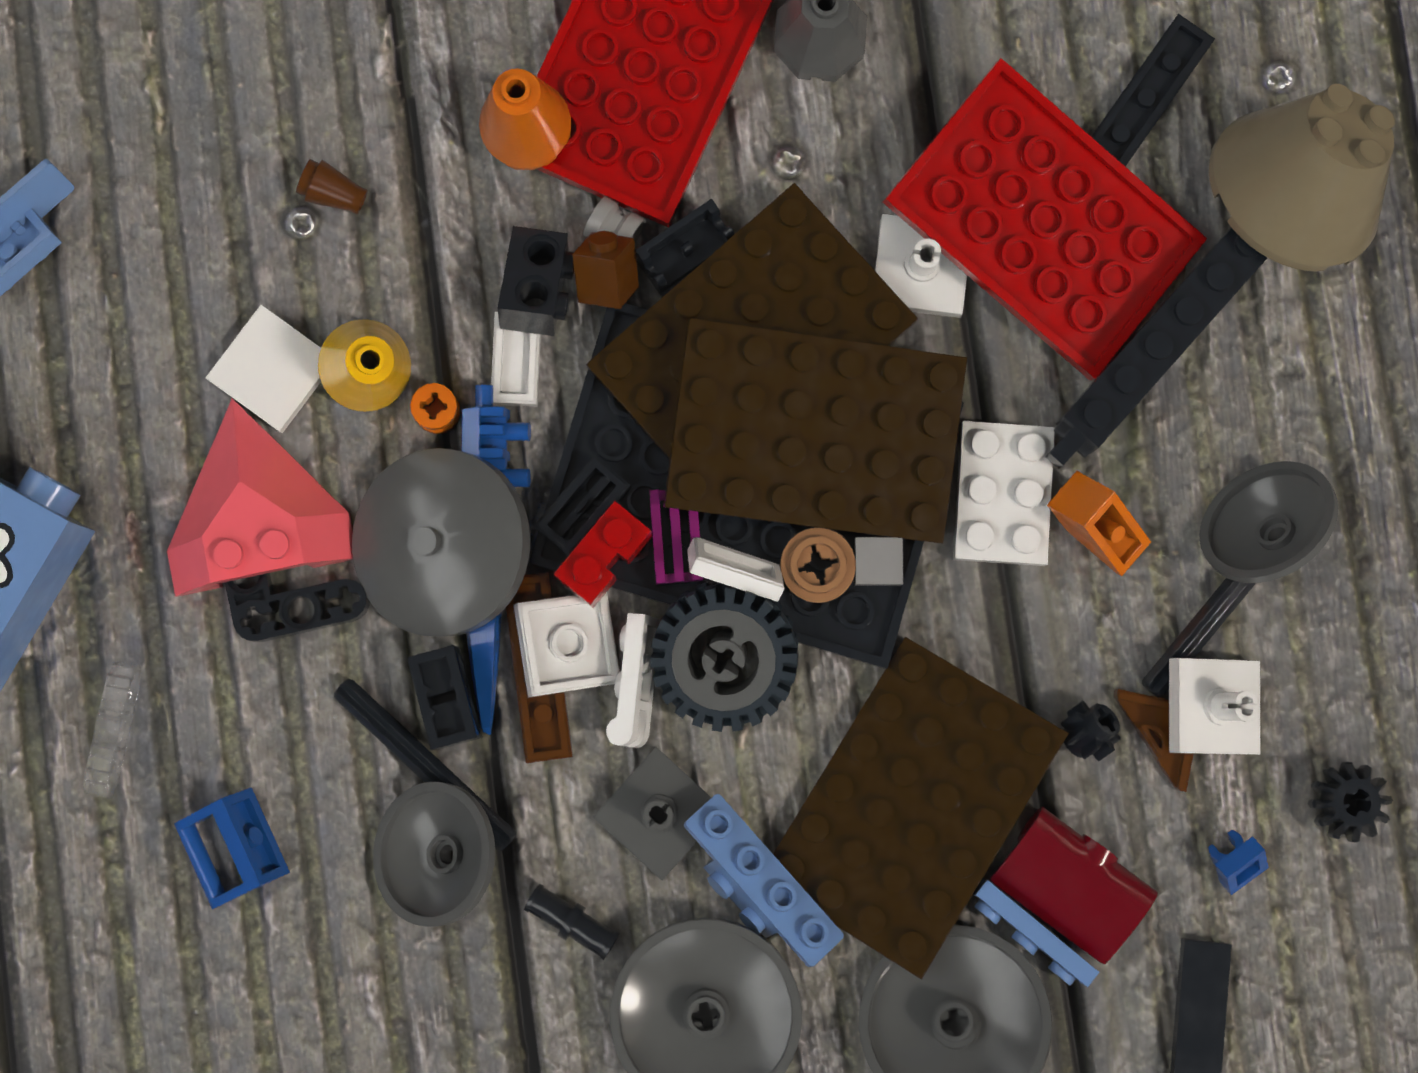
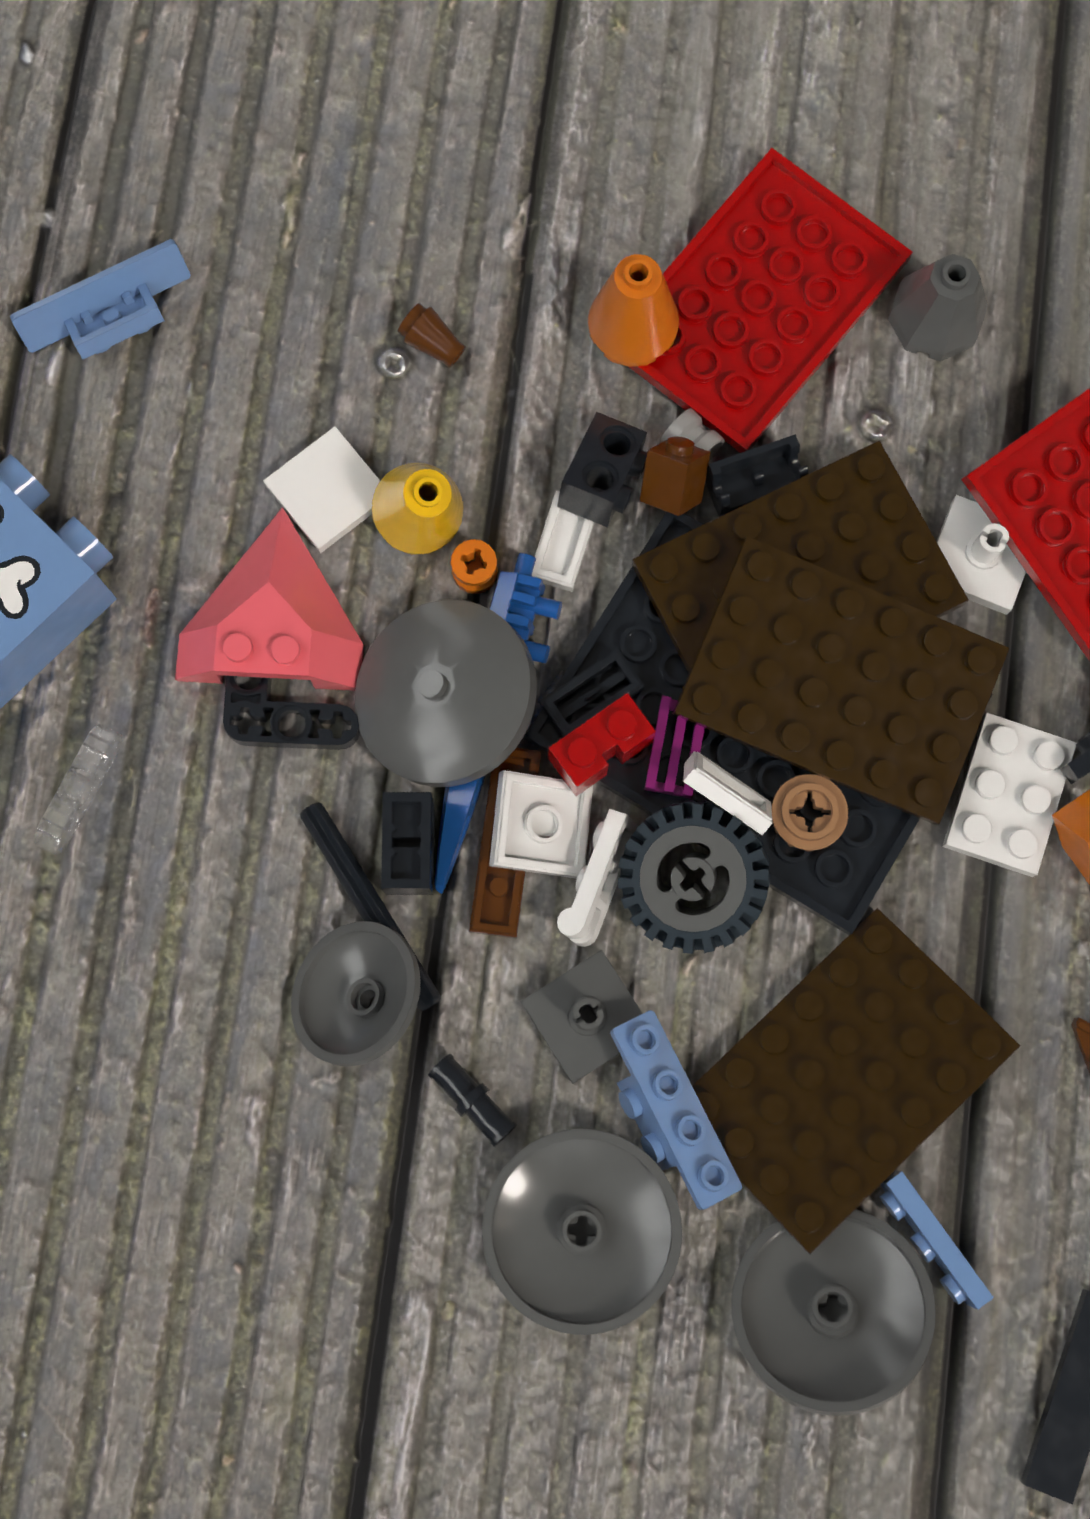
camera: 20 degrees right, 5 degrees down
(247, 840) = (177, 932): blue tile -> none
(878, 561) = (870, 825): light grey tile -> none
(1074, 885) = (988, 1204): dark red panel -> none
(1091, 731) = (1042, 1051): black gear -> none

